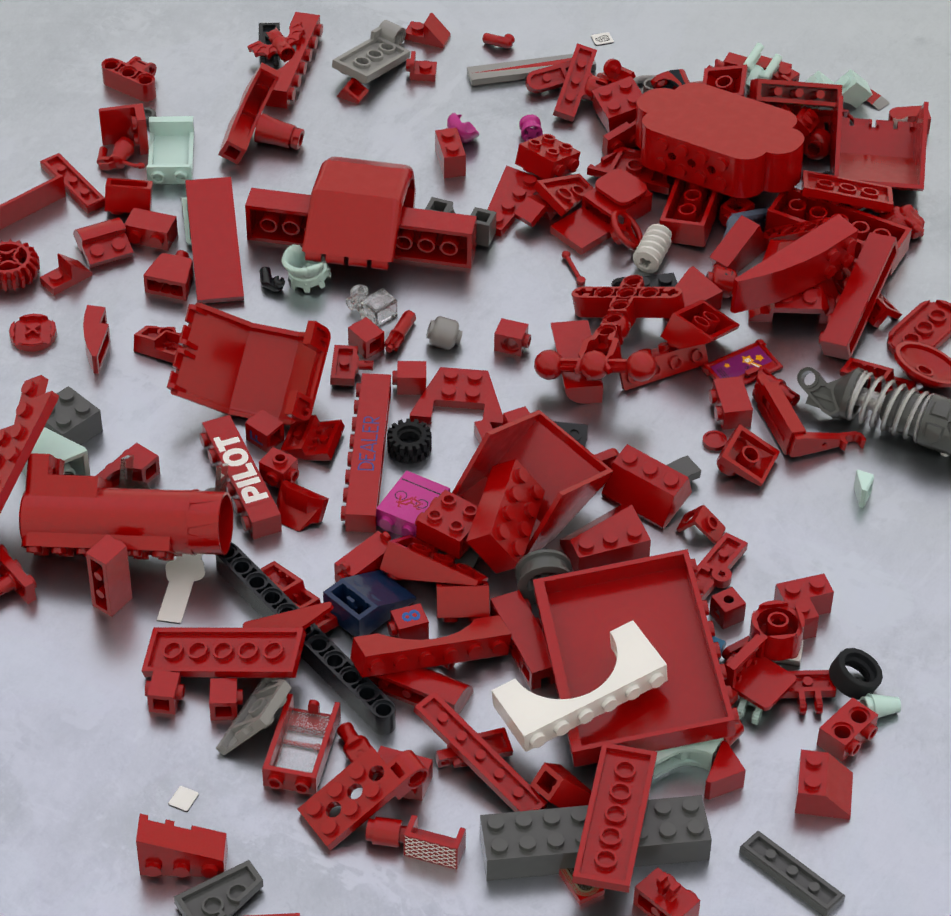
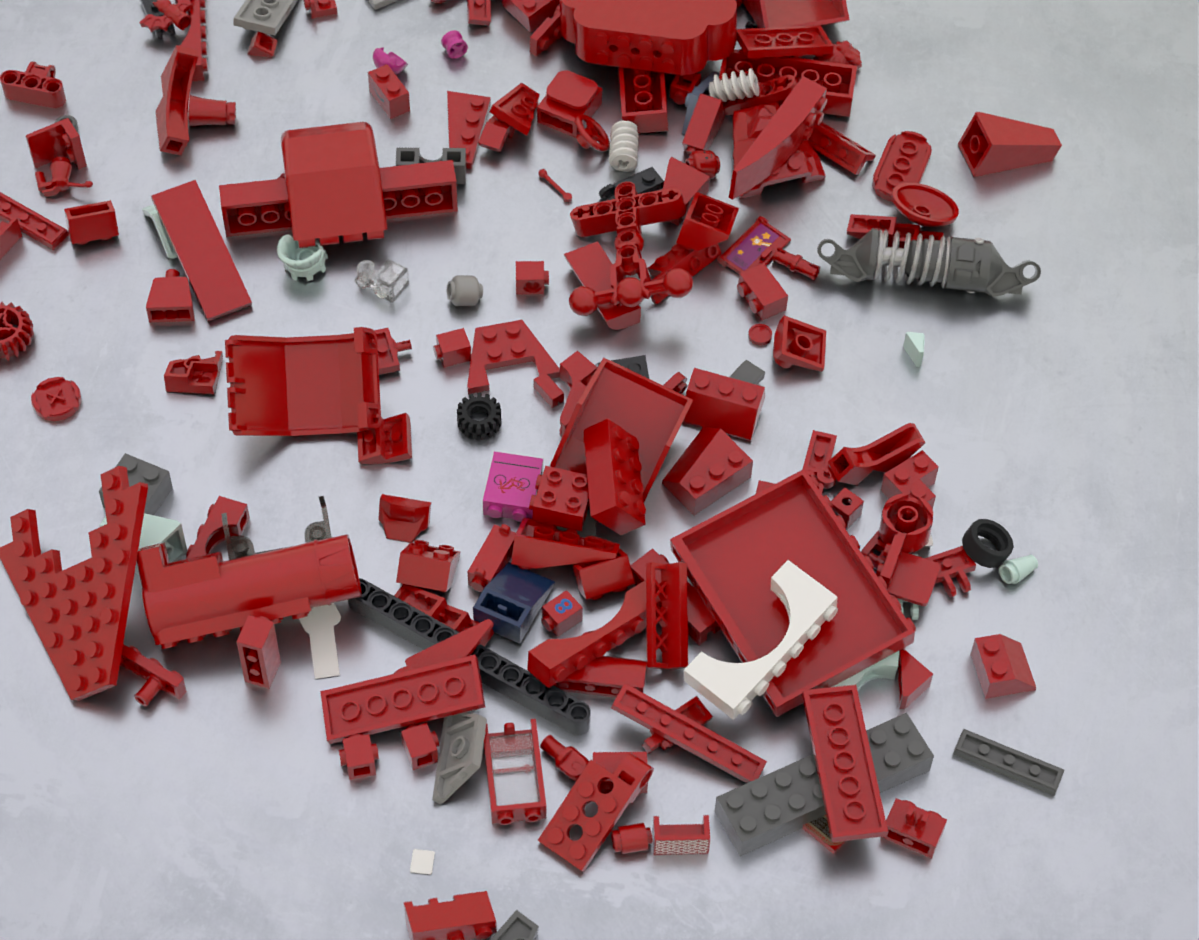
camera: 20 degrees left, 10 degrees up
(65, 276) = (62, 326): red slope -> none
(96, 336) = (123, 387): red slope -> none
(103, 242) = (86, 279): red brick -> none
(151, 229) = (127, 252): red piece -> none
(170, 150) = (110, 159): light aqua panel -> none
(244, 480) = (345, 511): red brick -> none
(264, 430) = (335, 445): red brick -> none
(271, 283) = (267, 279): black arm -> none
(277, 467) = (369, 483): red brick -> none
(301, 551) = (427, 565): none -> red slope
(367, 337) = (391, 315): red brick -> none
(368, 453) = (445, 441): red brick -> none
(399, 332) = (419, 303): red piece -> none
(512, 647) = (671, 616): none -> red fence
(539, 565) = (667, 523): dark grey wheel -> none
(547, 157) = (486, 74): red brick -> none
(560, 786) = (777, 743): red slope -> none
(581, 230) = (547, 143): red tile -> none
(630, 161) = (563, 57): red wing -> none
(705, 522) = (786, 423): red bracket -> none
(754, 570) = (882, 455): none -> red arch
(778, 217) = (735, 86): none -> white piece
(787, 426) = (821, 301): red hinge -> none
(847, 730) = (999, 601): red brick -> none
(858, 296) = (837, 150): red brick -> none

